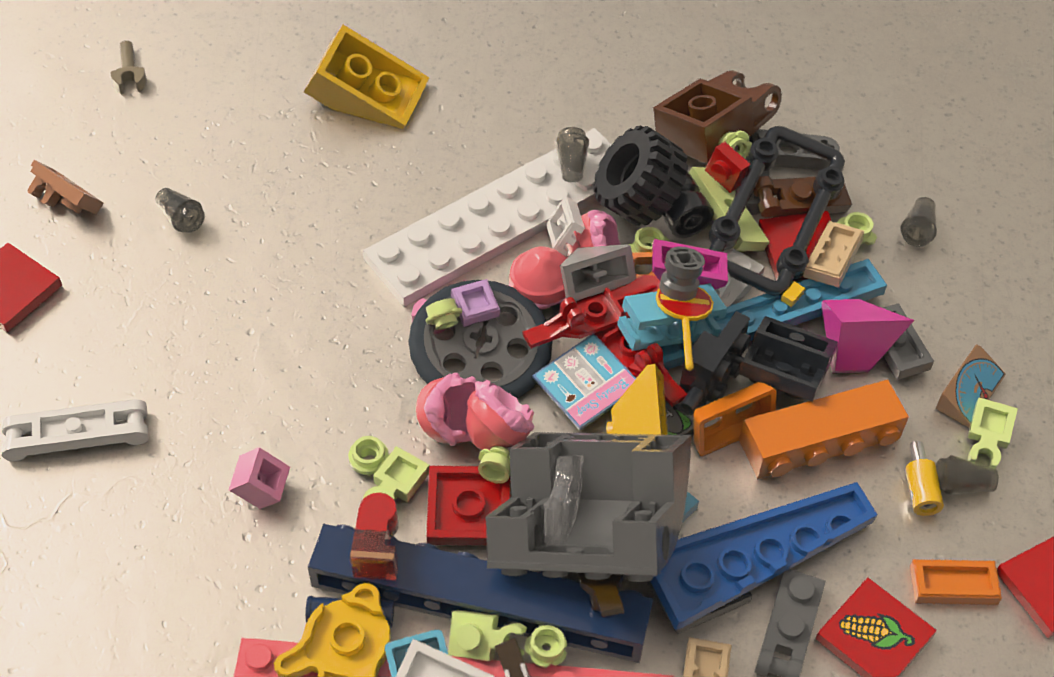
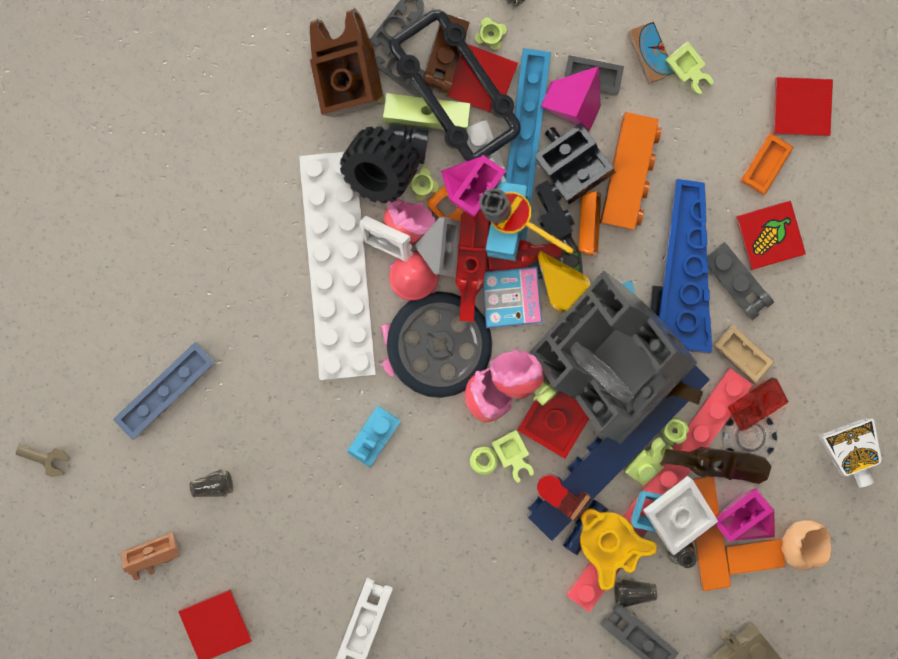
camera: 55 degrees left, 35 degrees up
(259, 478) = (468, 536): bright pink plate -> none
(263, 126) = (164, 390): none -> sand blue plate
(328, 333) = (373, 436): none -> medium azure plate
(366, 81) = (162, 295): yellow slope -> none
(443, 313) = (415, 362): yellowish green plate -> none
(476, 302) = (415, 335): lavender tile -> none
(572, 153) = (326, 195): clear smoke cone -> none
(727, 167) = (402, 97): red plate -> none
(738, 138) = (388, 79): yellowish green plate -> none
(792, 294) = (524, 121): yellow piece -> none
(834, 254) = (509, 71): tan plate -> none
(923, 483) = (696, 135): yellow piece -> none
(964, 476) = (709, 108): clear smoke cone -> none

